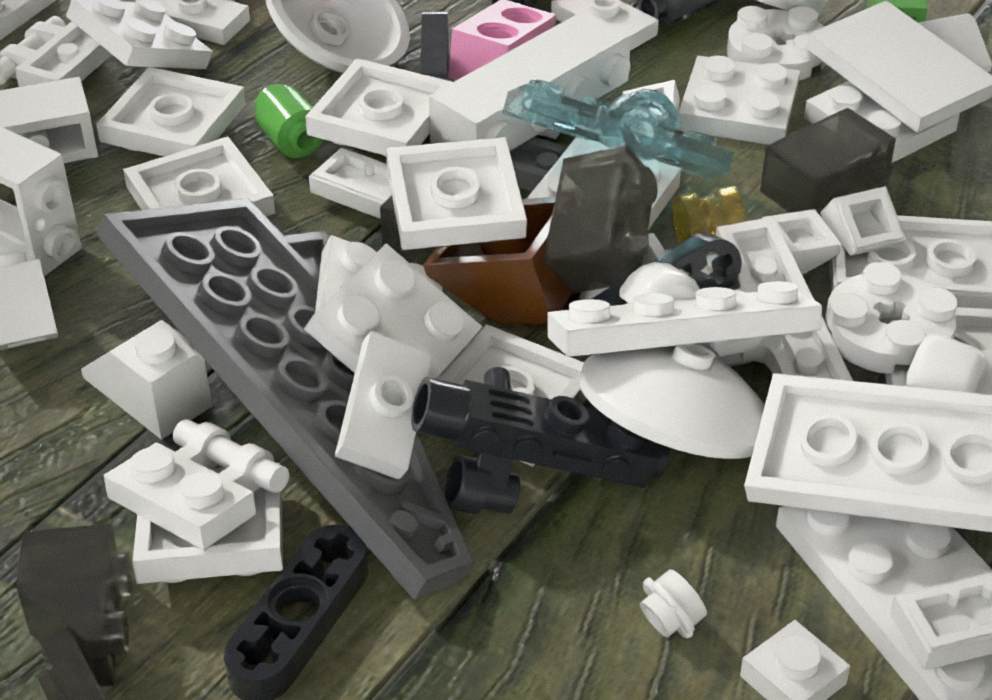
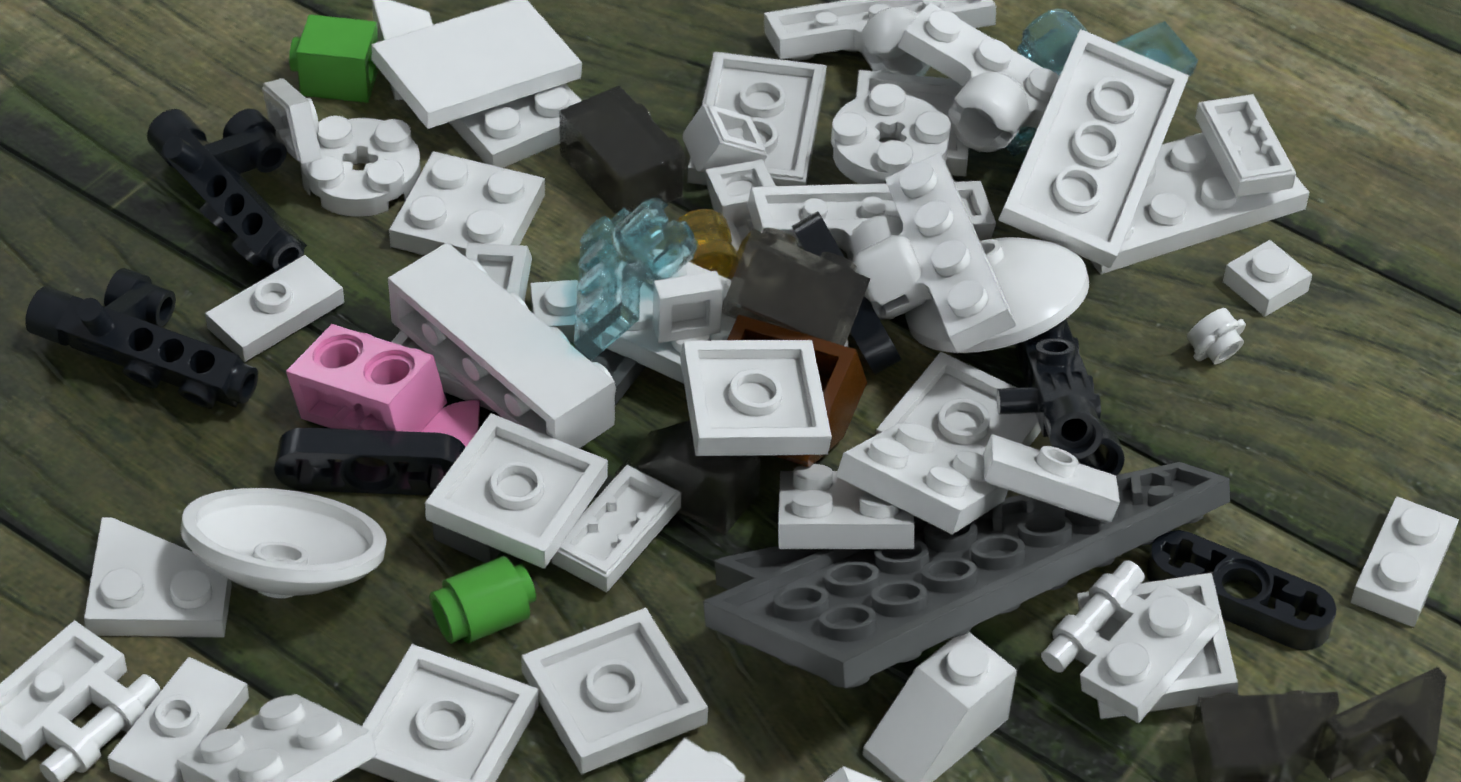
camera: 90 degrees left, 5 degrees up
(566, 141) = (687, 306): none -> white plate

